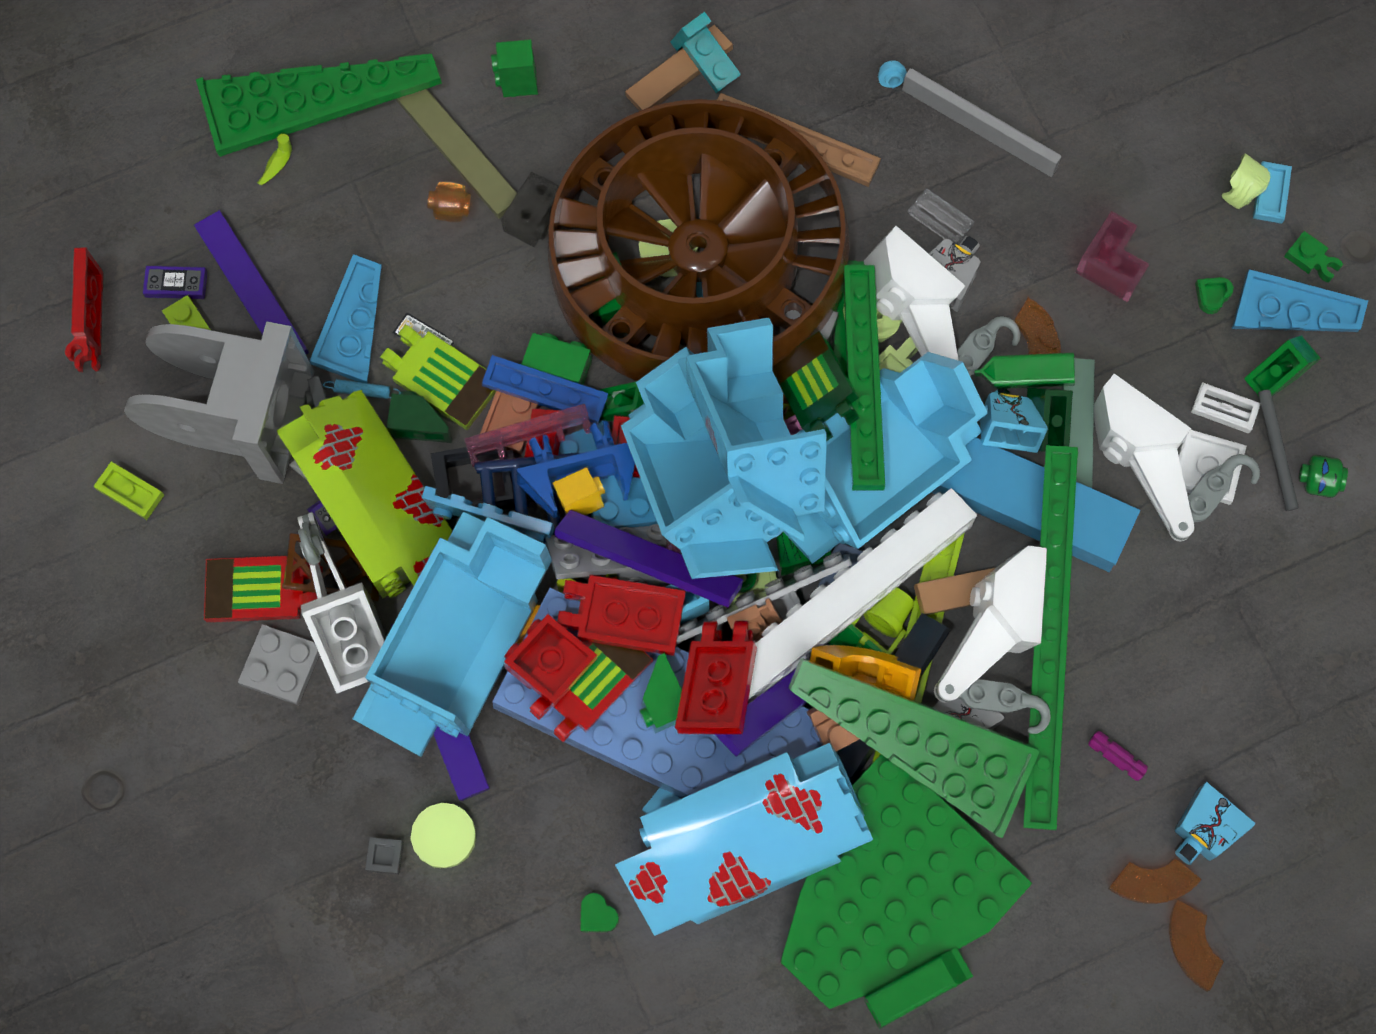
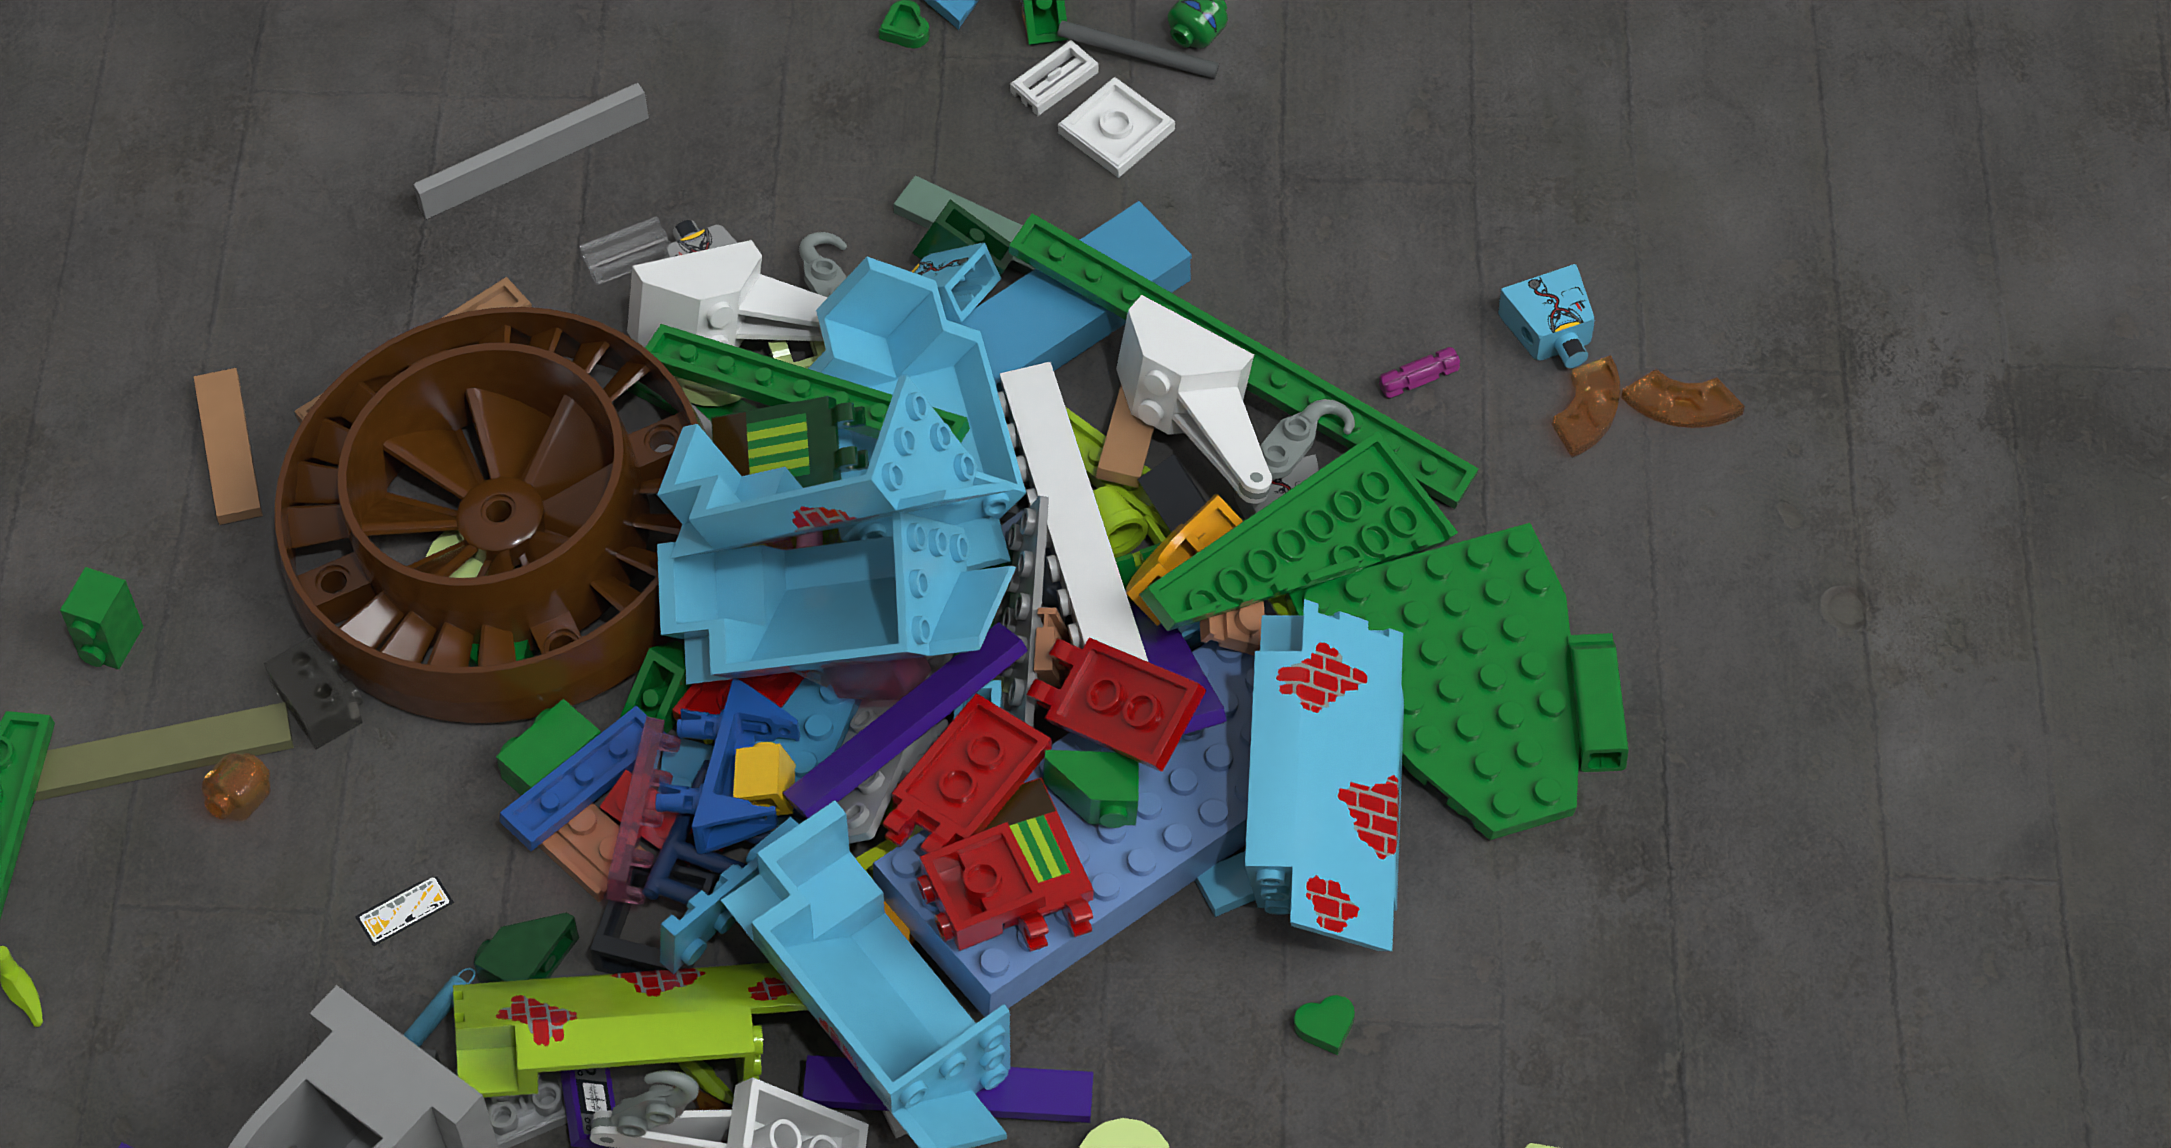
camera: 65 degrees left, 15 degrees down
(242, 273) = (162, 1099): dark purple tile -> none
(349, 328) = (310, 970): dark azure wing -> none
(440, 375) = (472, 904): tile -> none
(706, 53) = (226, 398): teal bracket -> none
(891, 74) = (402, 214): medium azure plate -> none
(1029, 371) = (900, 224): green piece -> none
(1037, 329) = (851, 218): clear orange tile -> none
(1108, 262) = (803, 100): clear pink brick -> none
(1147, 438) = (1050, 158): white slope -> none

